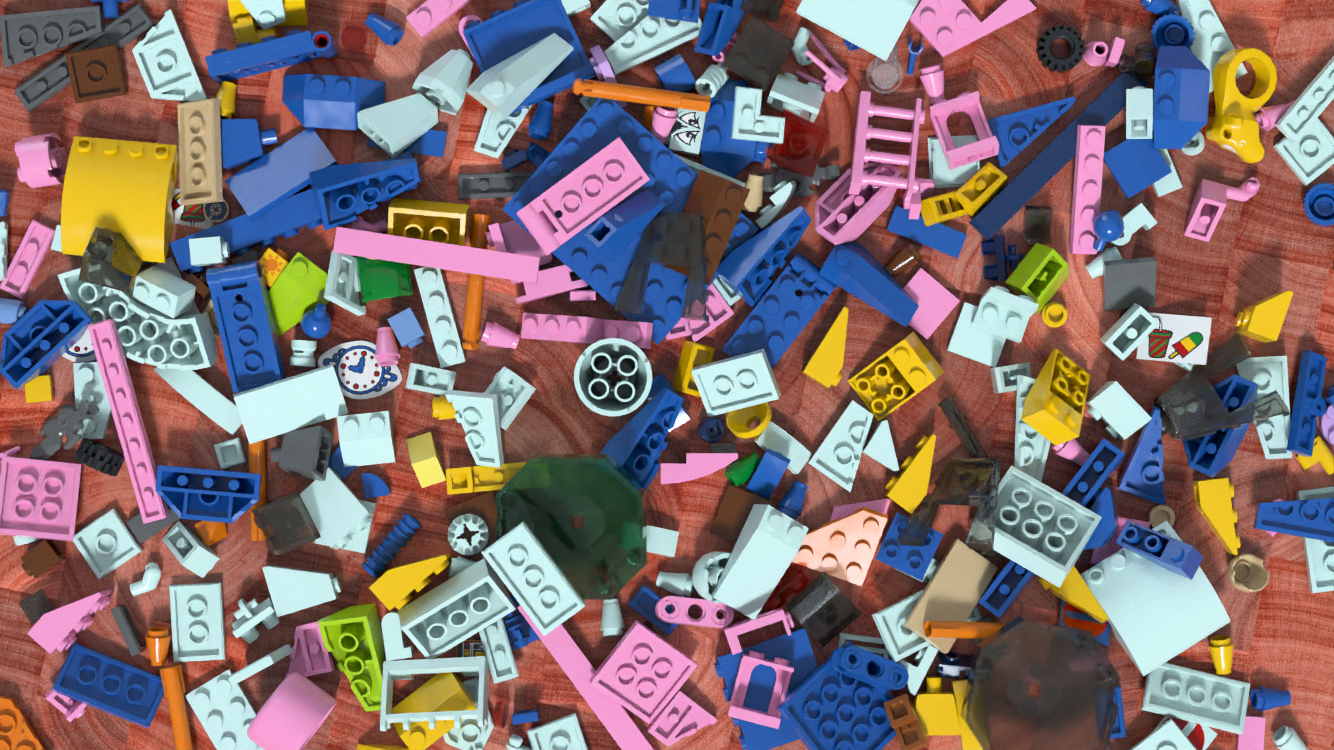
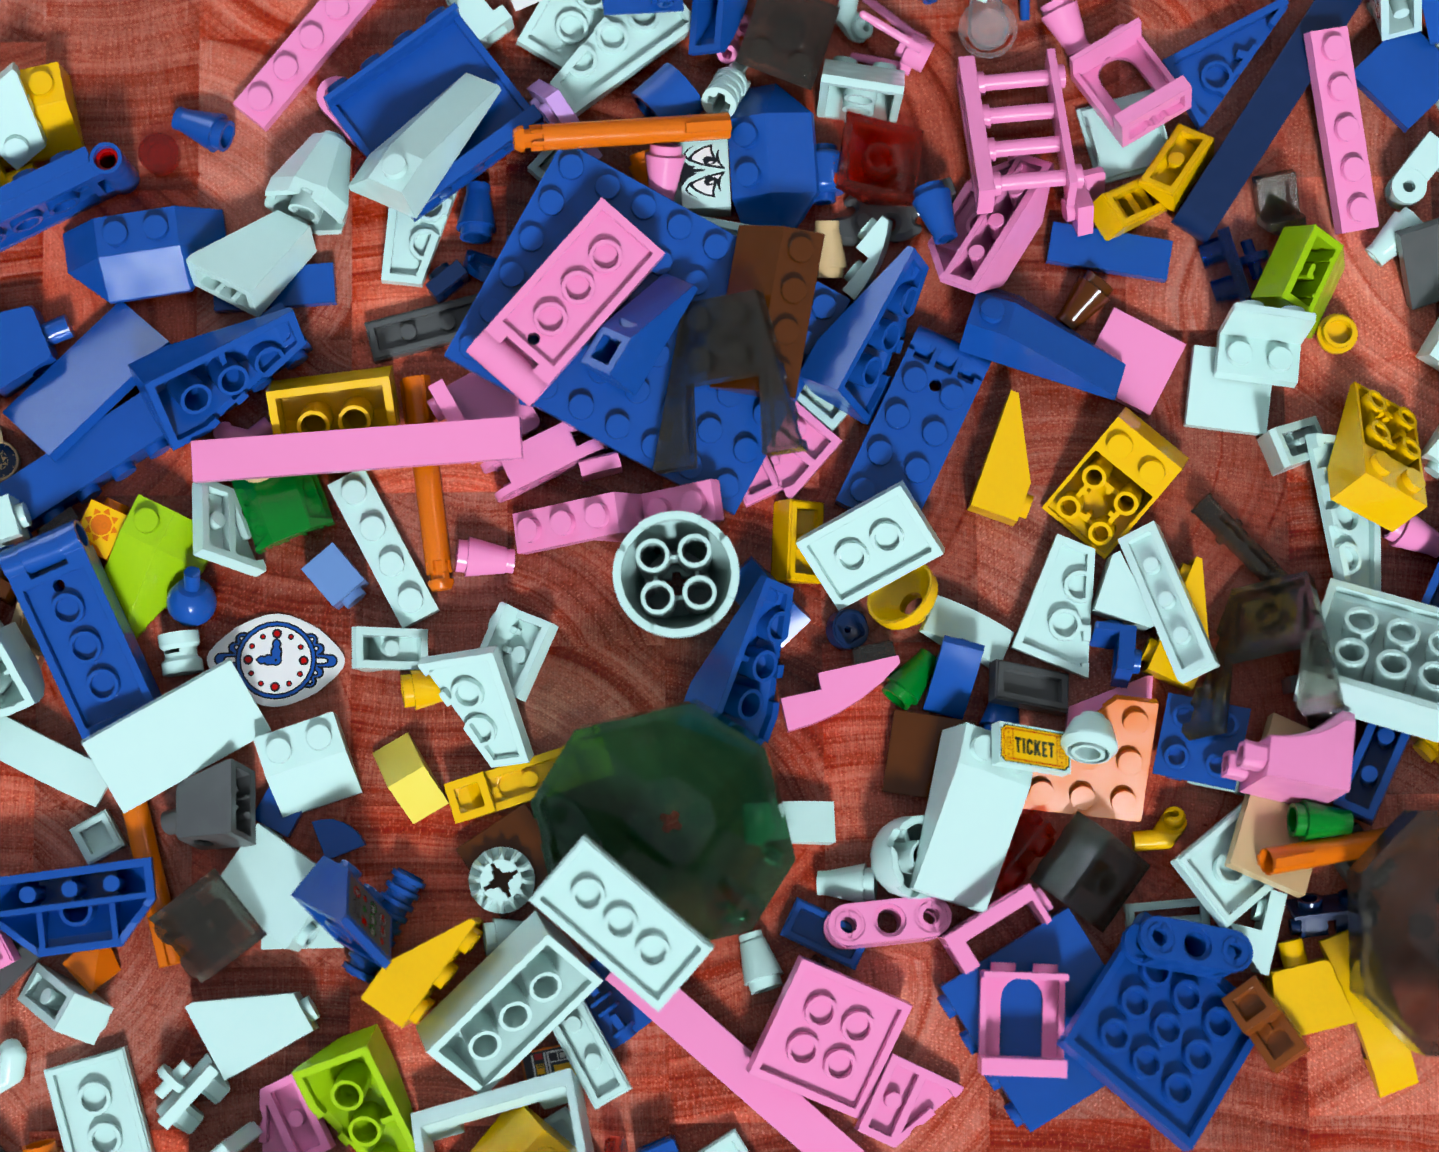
camera: 10 degrees left, 5 degrees down
(372, 533) = (347, 909): none -> blue slope
(386, 347) = (310, 616): bright pink cone -> none
(394, 638) = (420, 1072): light aqua leg -> none
(748, 122) = (797, 139): light aqua tile -> none
(803, 529) = (1029, 749): none -> tile
(812, 490) = (1028, 687): none -> dark grey tile
(824, 185) = (935, 209): none -> blue cone
(840, 530) = (1089, 738): none -> light aqua cone
(874, 596) = (1164, 834): none -> yellow arm
(876, 473) = (1122, 640): none -> blue bracket
(908, 458) = (1168, 602): none -> light aqua plate
(960, 576) = (1296, 766): none -> bright pink hips
(965, 610) = (1315, 820): none -> green cone
(1107, 227) = (1388, 178): blue piece -> none

